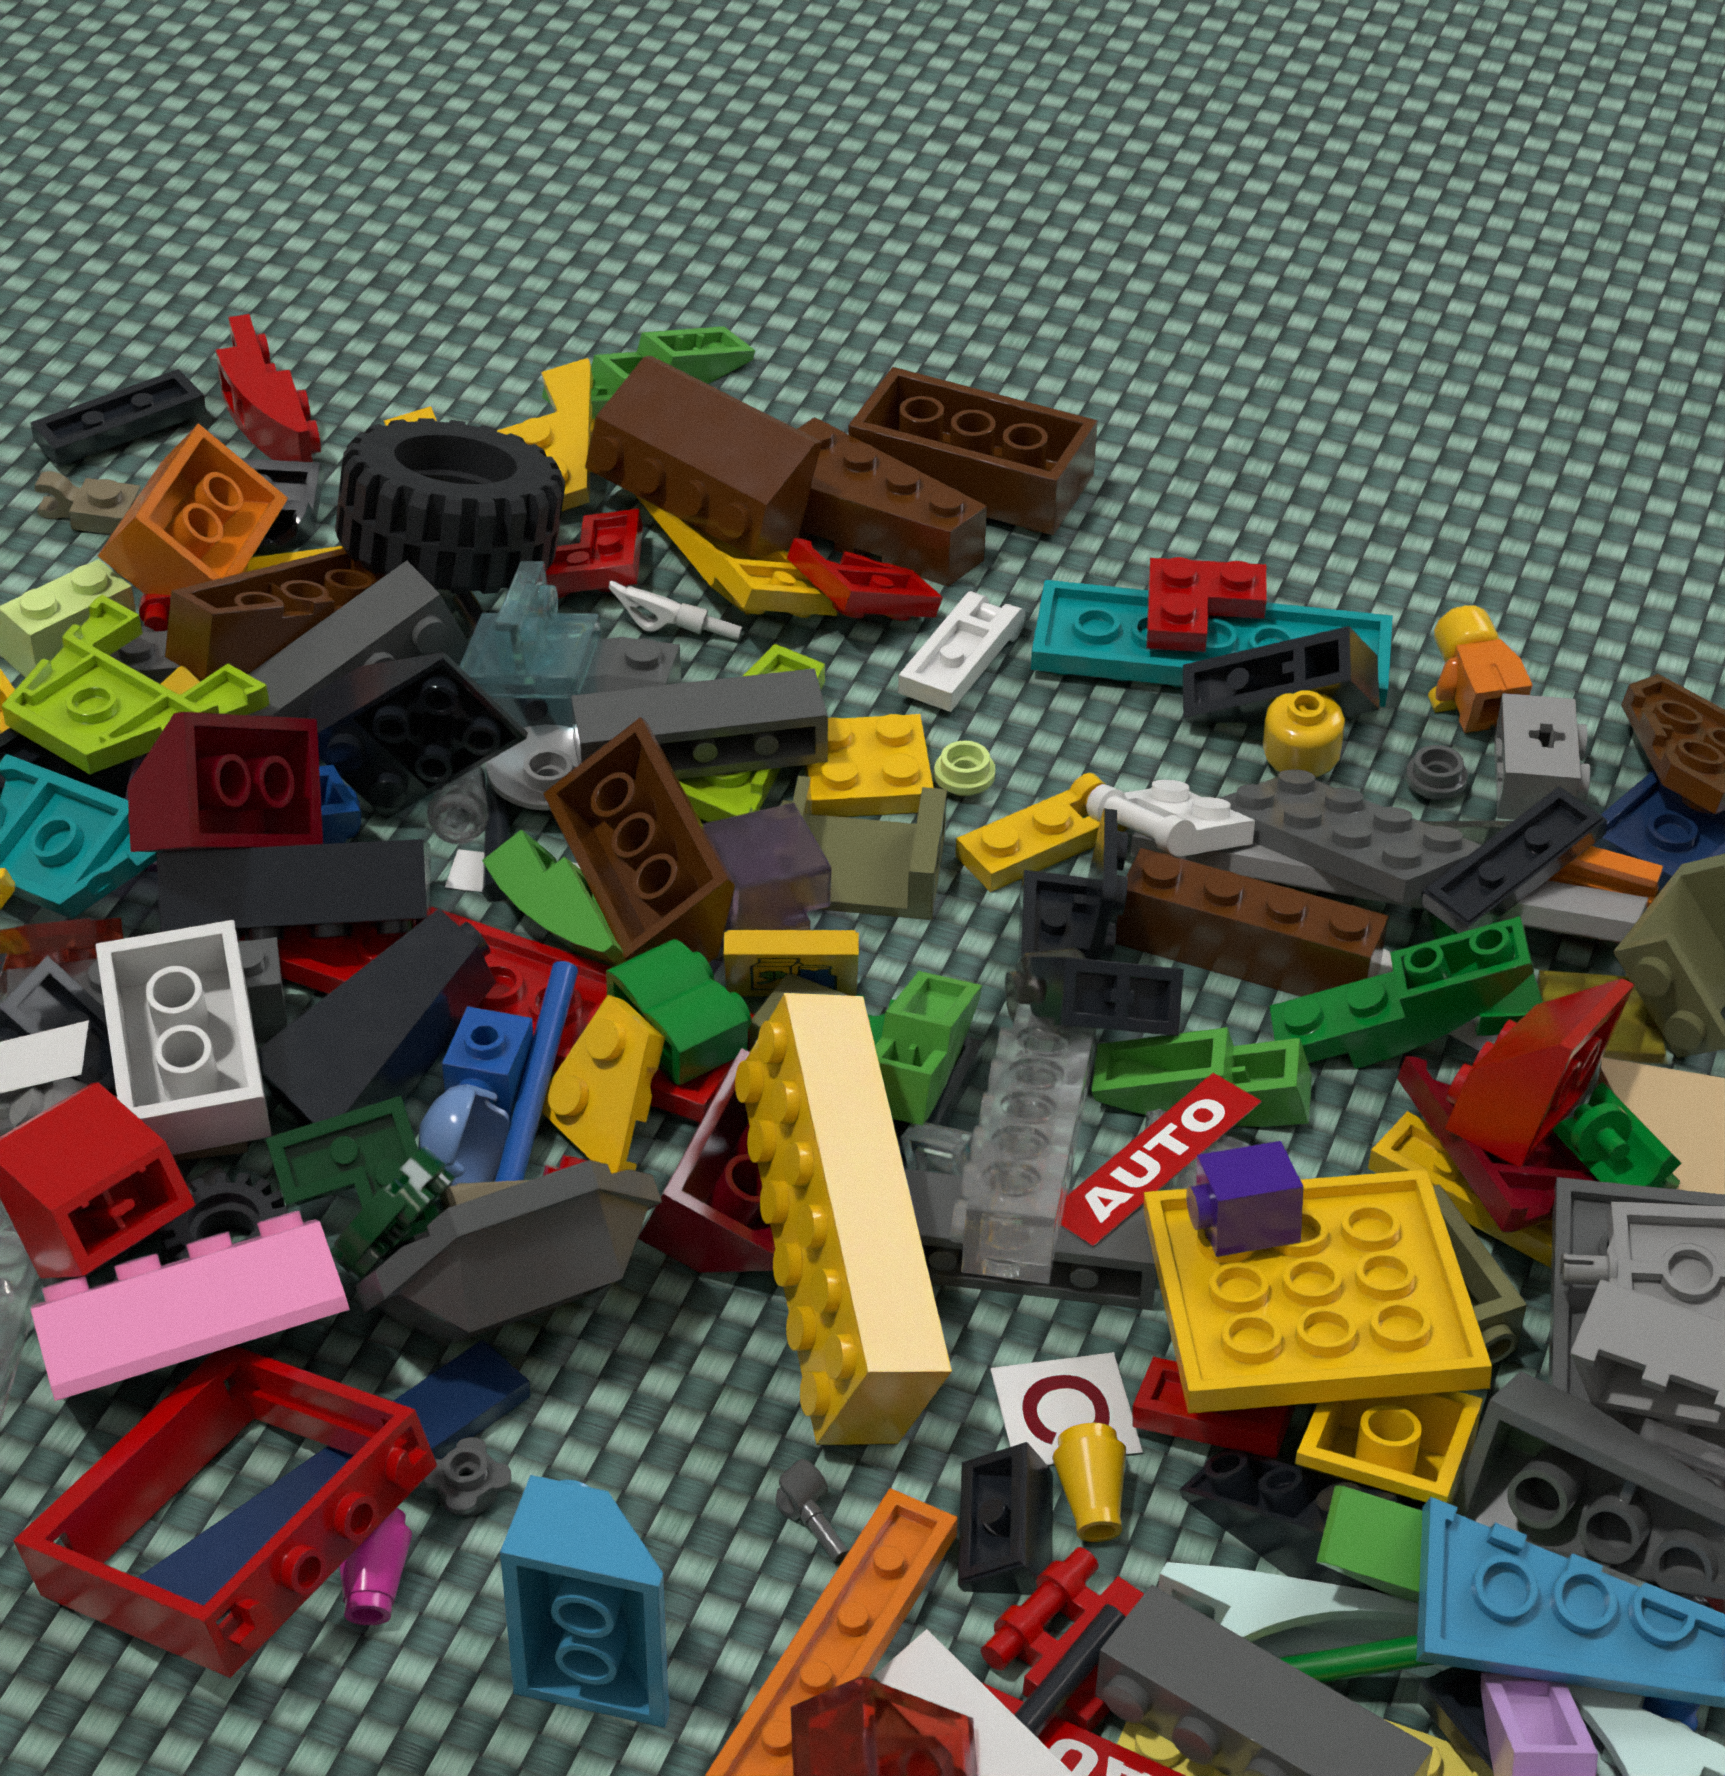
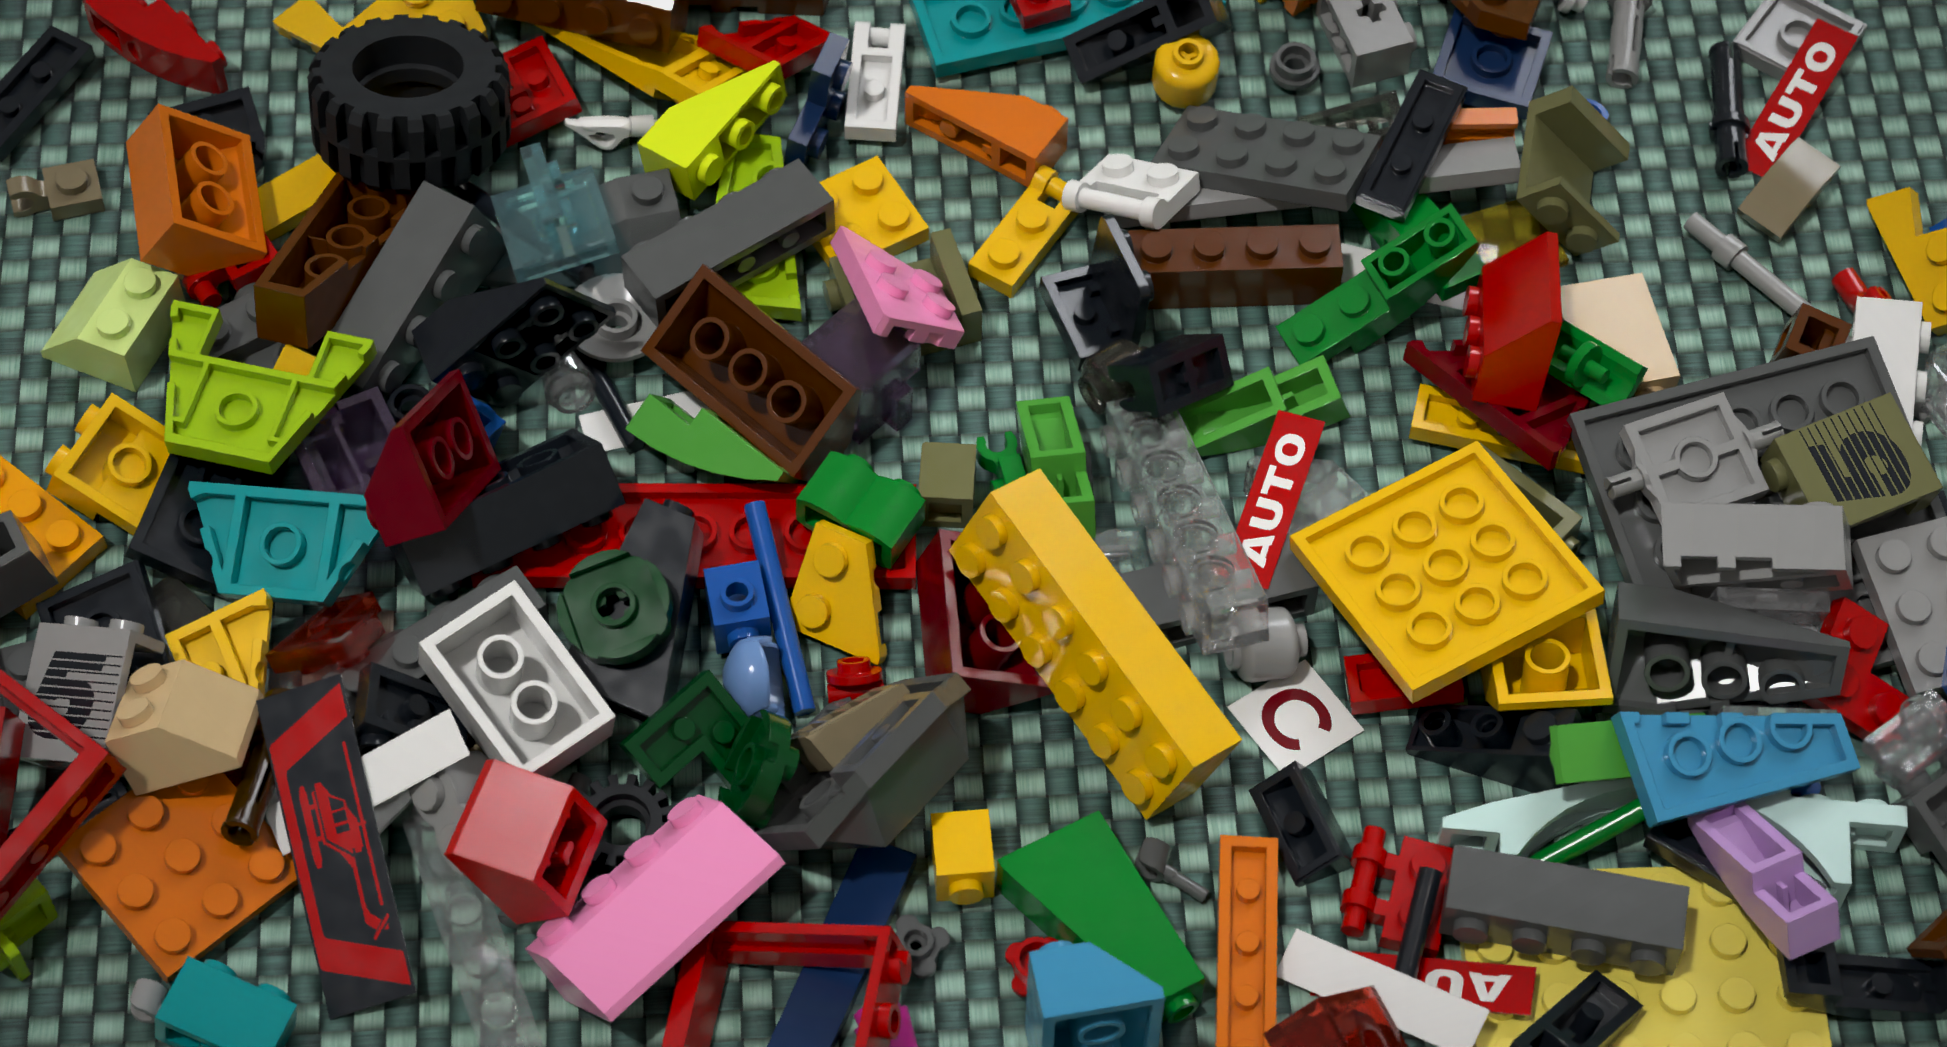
camera: 25 degrees left, 15 degrees up
(346, 1032) = (586, 595): none -> dark green plate
(577, 1399) = (962, 856): none -> yellow brick
(697, 1508) = (1088, 890): none -> green slope
(753, 625) = (710, 128): none -> neon yellow slope
(762, 958) = (923, 429): yellow tile -> none
(846, 824) = (896, 293): none -> bright pink wing
(886, 647) = (823, 101): none -> dark blue plate
(964, 768) = (938, 184): yellowish green plate -> none
(1058, 723) = (992, 128): none -> orange slope
(1065, 1313) = (1272, 658): none -> light grey head
(1092, 1476) = (1348, 767): yellow cone -> none
(1247, 1199) = (1377, 520): brick -> none

